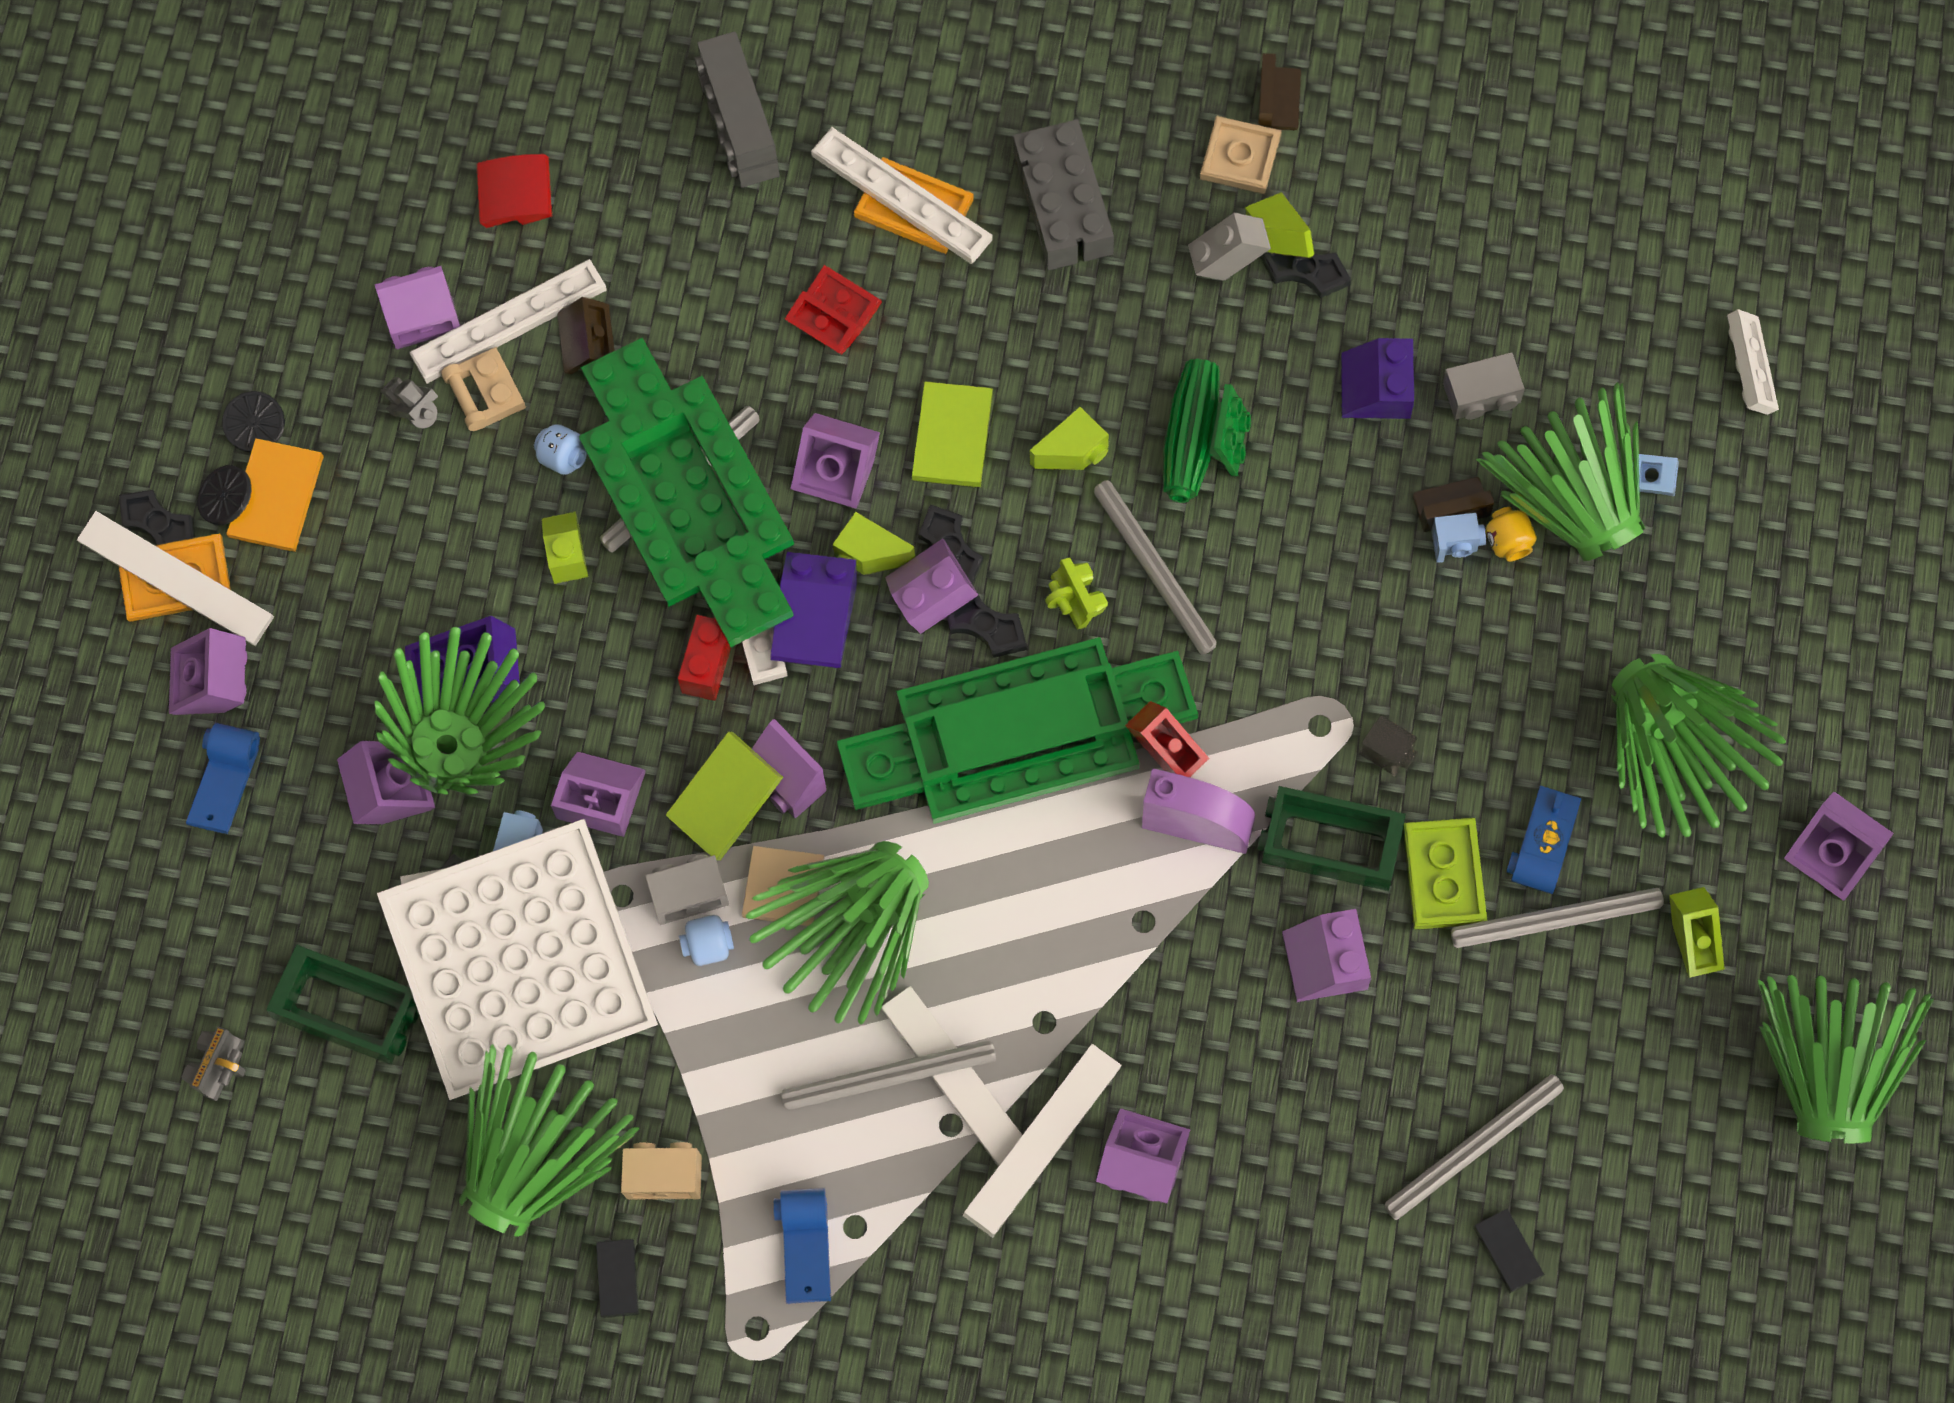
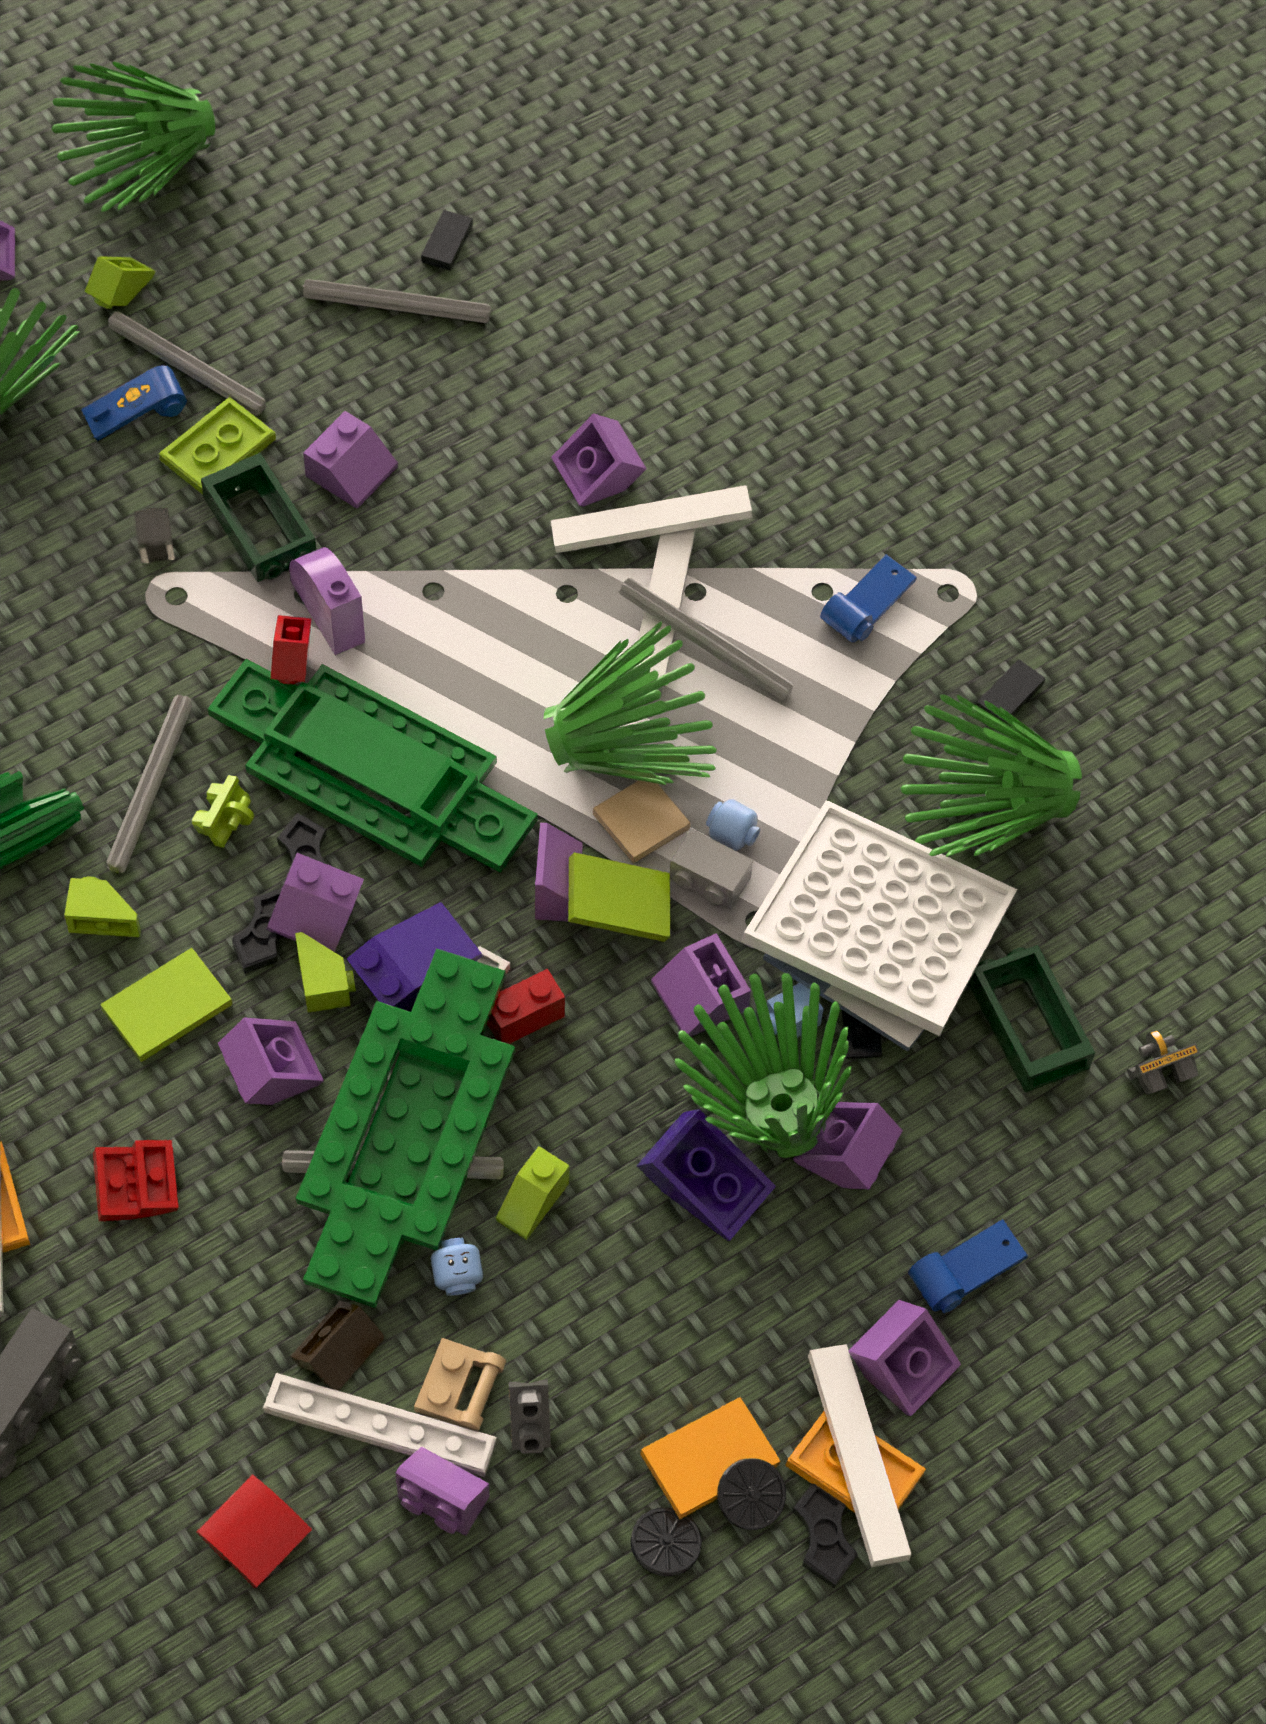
camera: 140 degrees left, 10 degrees down
(661, 1172) = (904, 709): tan brick -> none

